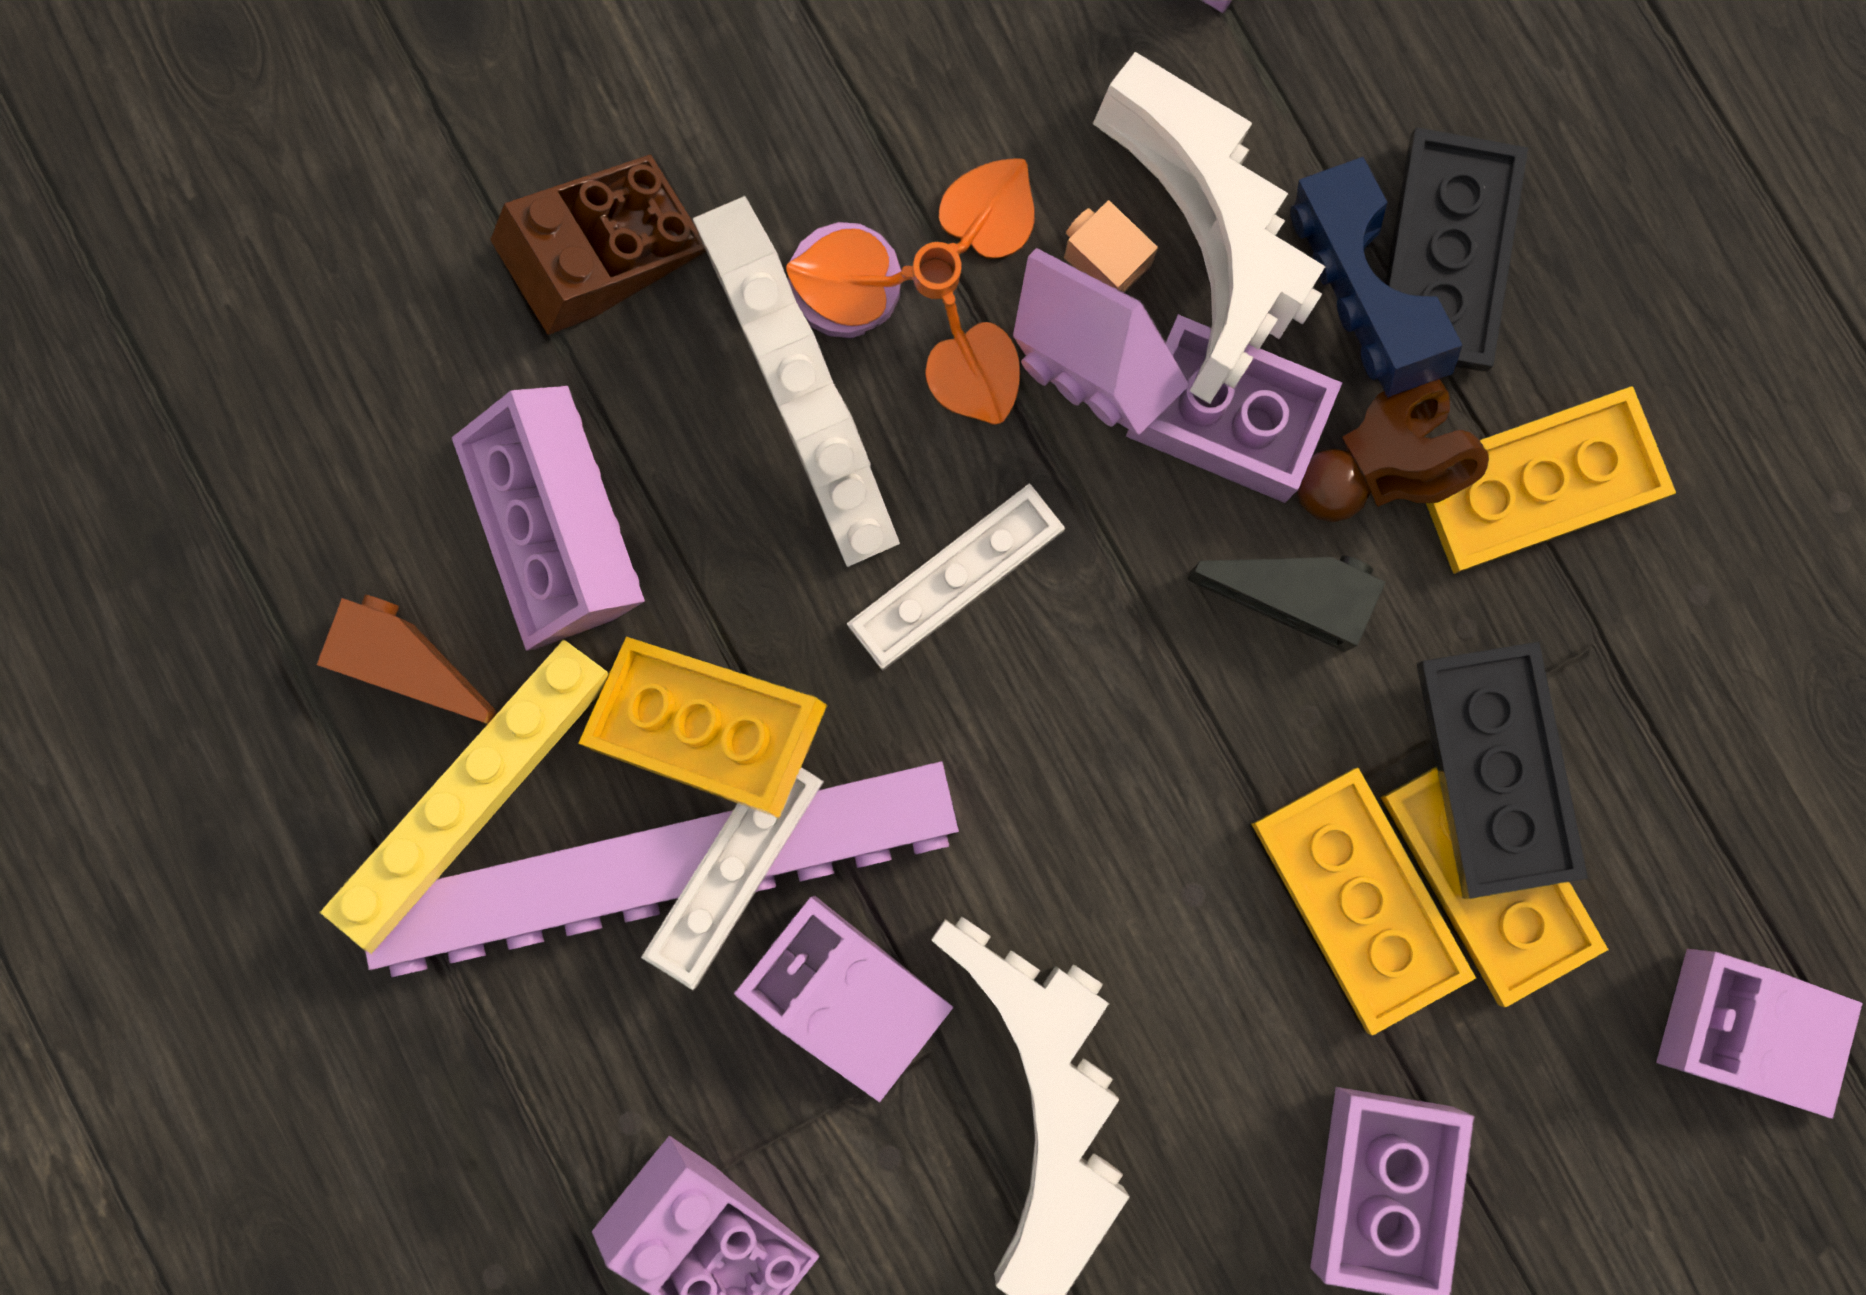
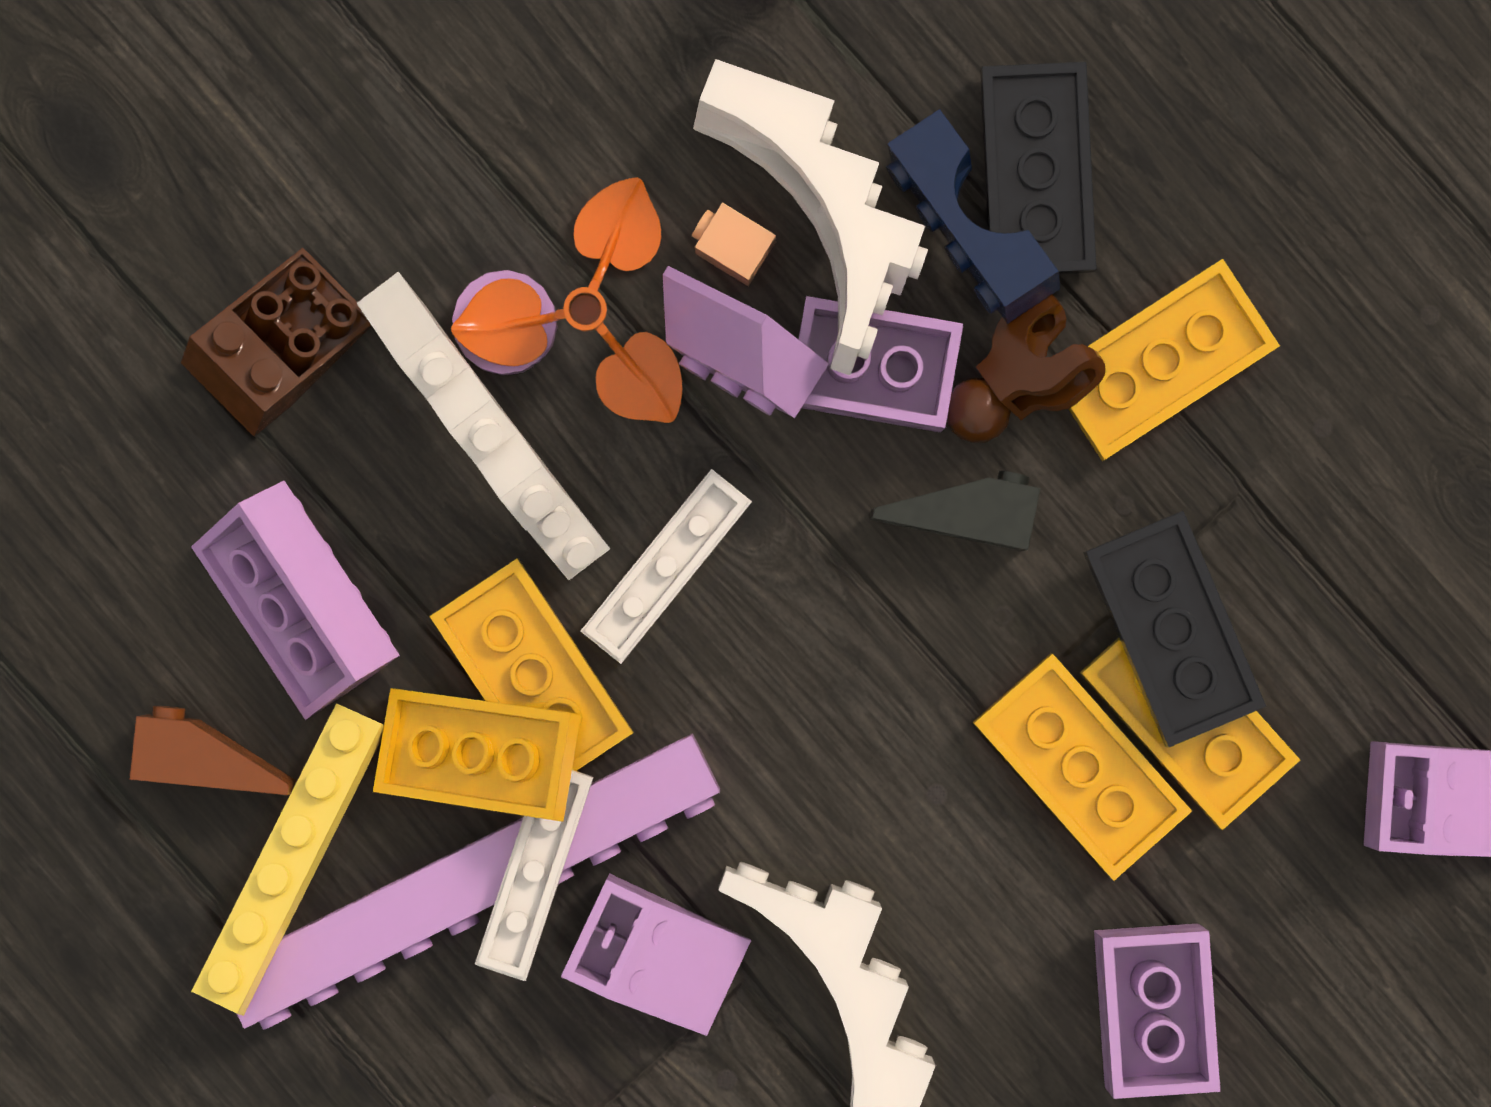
camera: 15 degrees left, 5 degrees up
(777, 629) = (527, 658): none -> yellow plate

